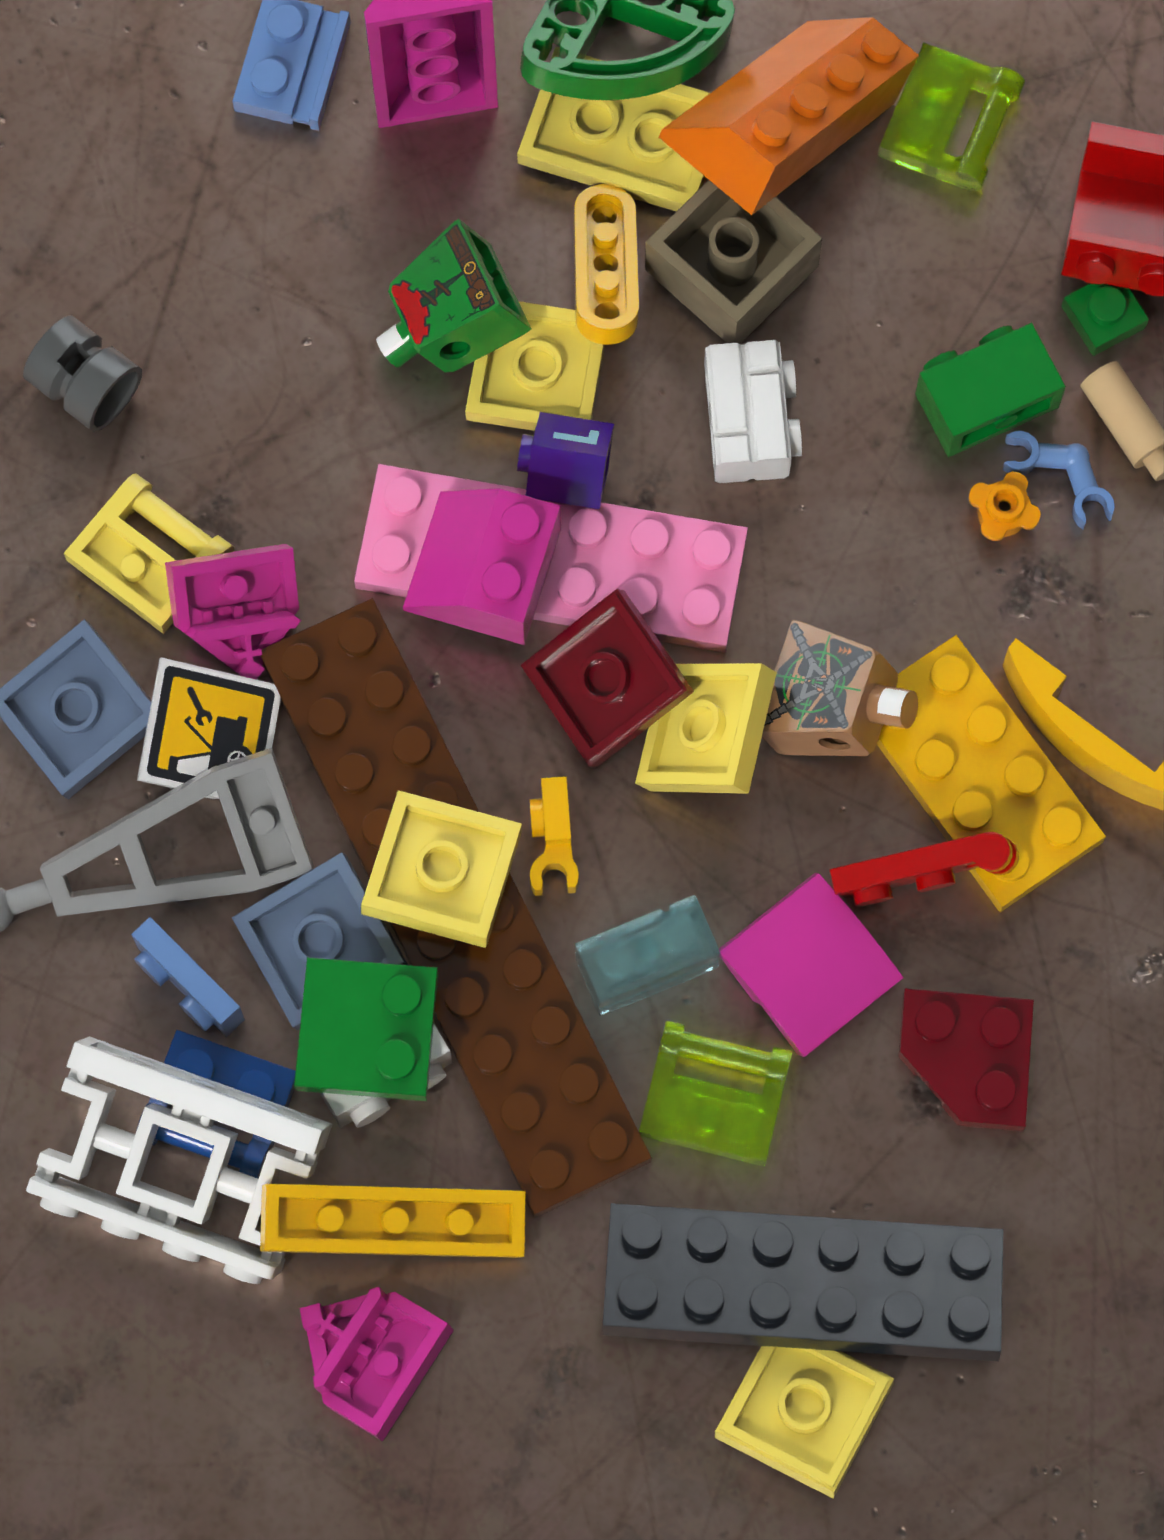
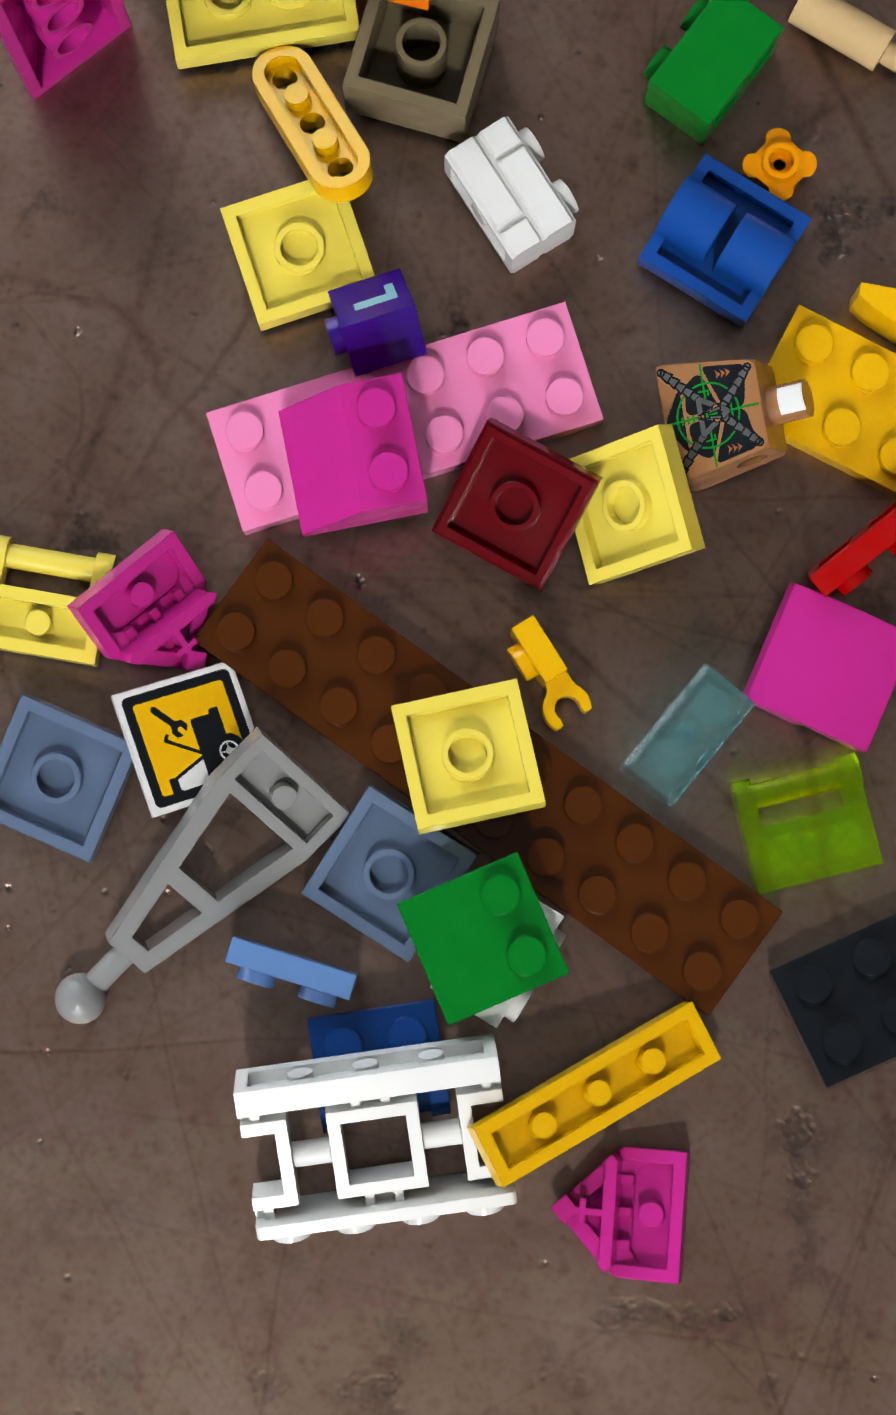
camera: 30 degrees left, 10 degrees up
(452, 303) = (195, 231): green torso -> none
(917, 544) = (723, 240): none -> blue plate
(1073, 459) = (819, 92): medium blue arm -> none

